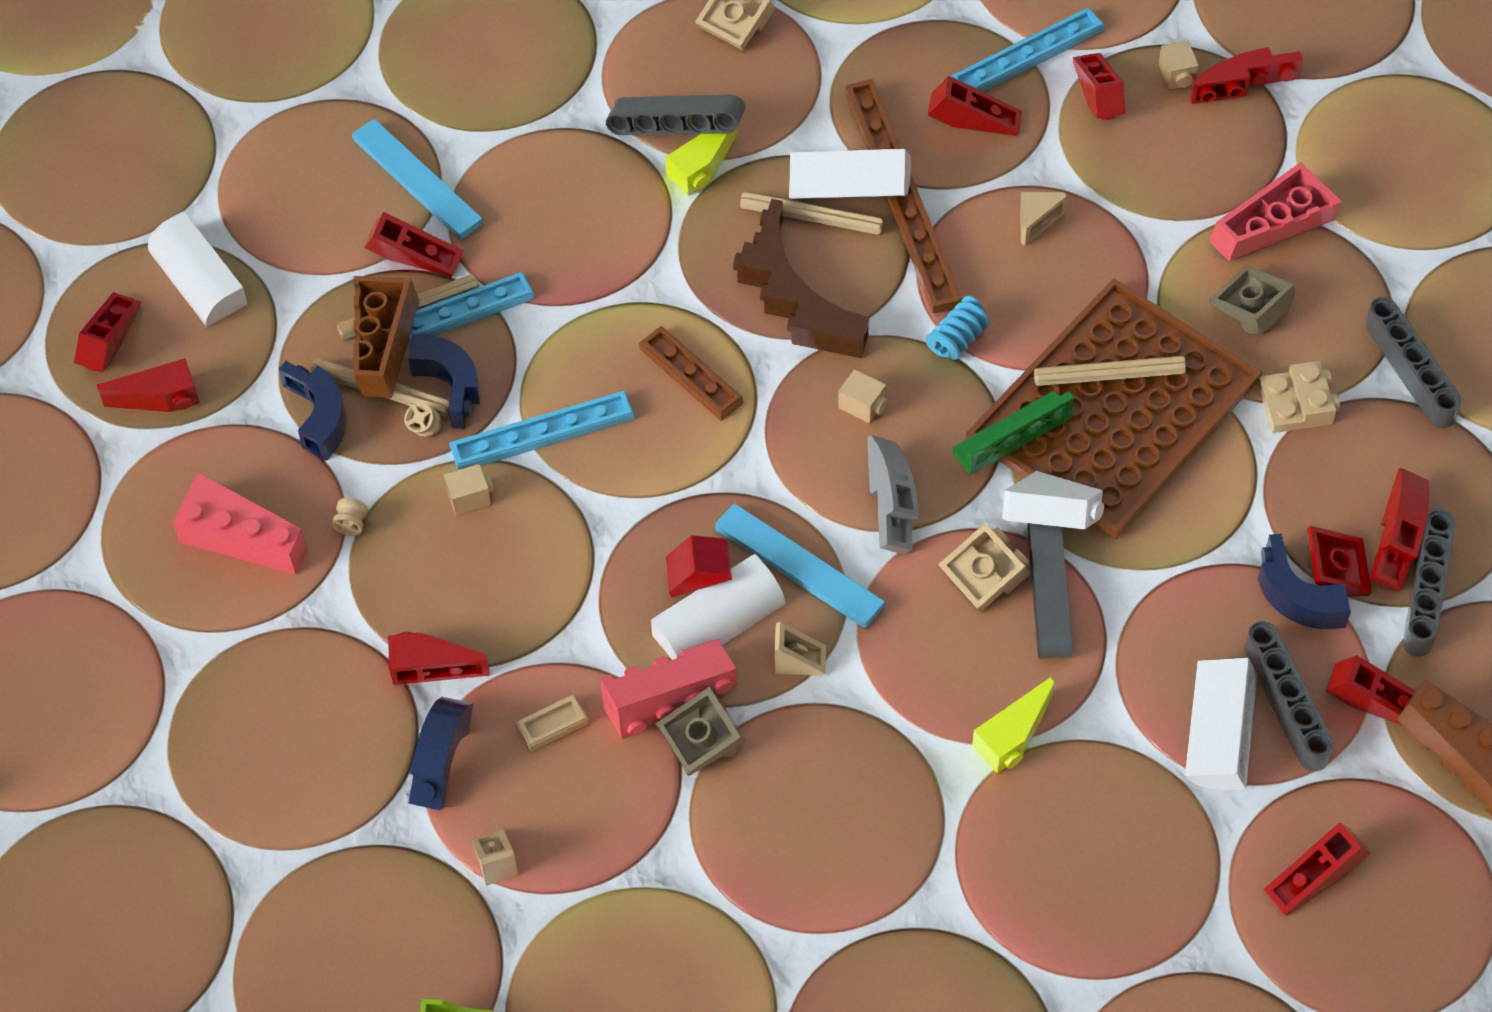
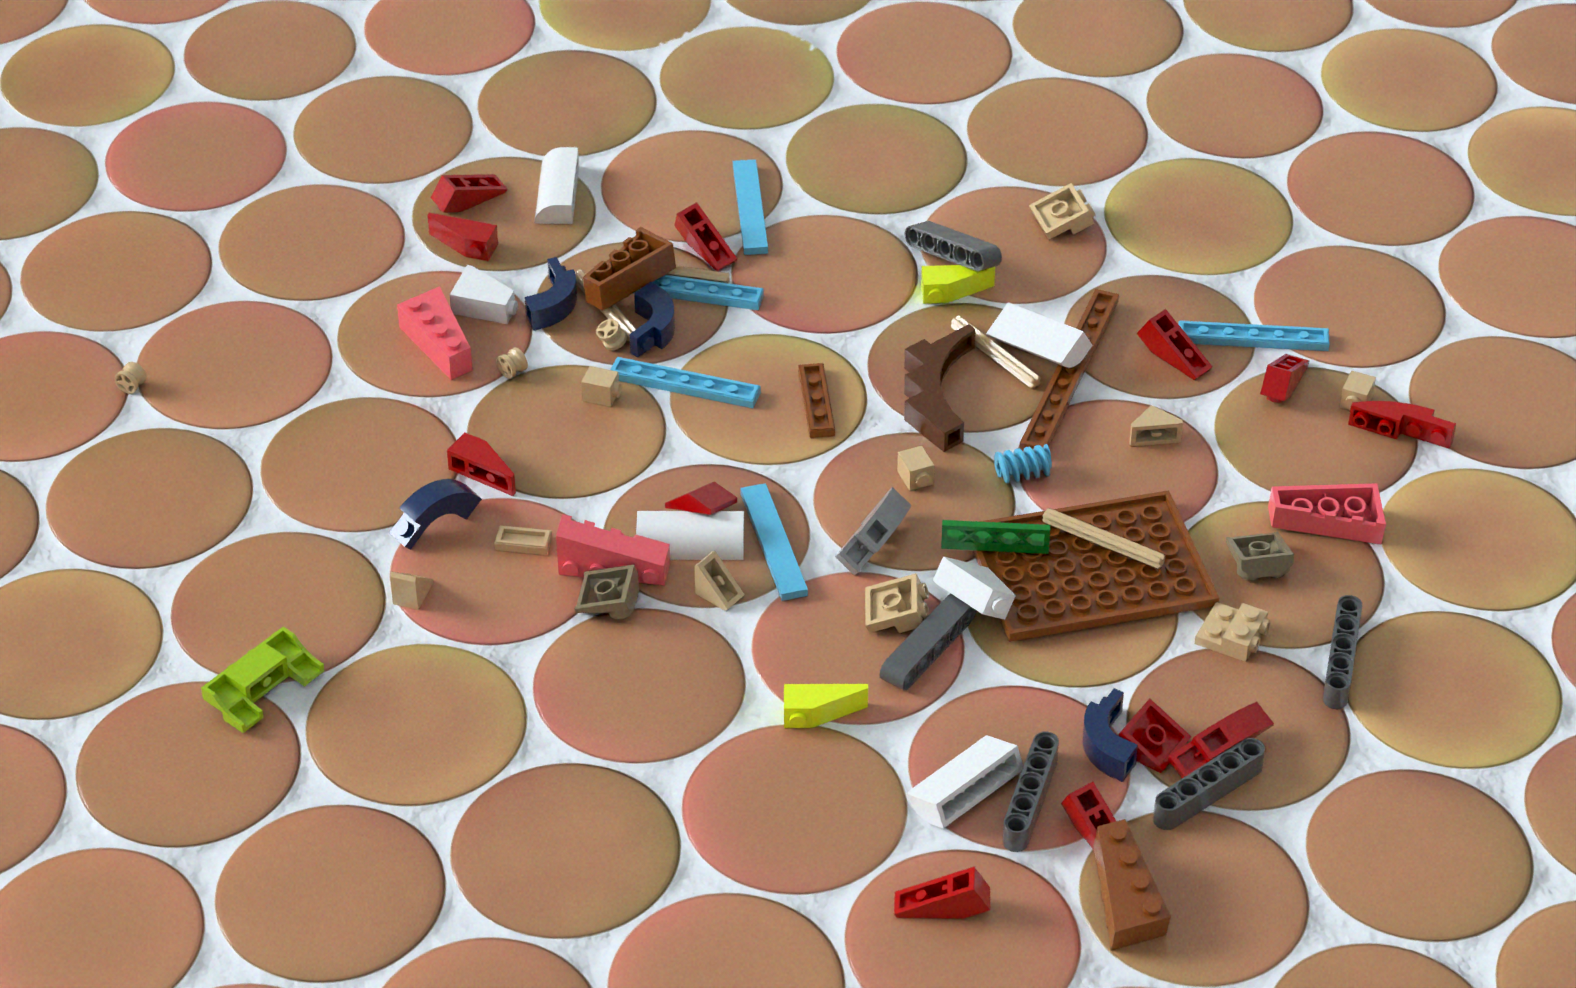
camera: 35 degrees right, 15 degrees down
(245, 453) = (482, 297): none -> white slope

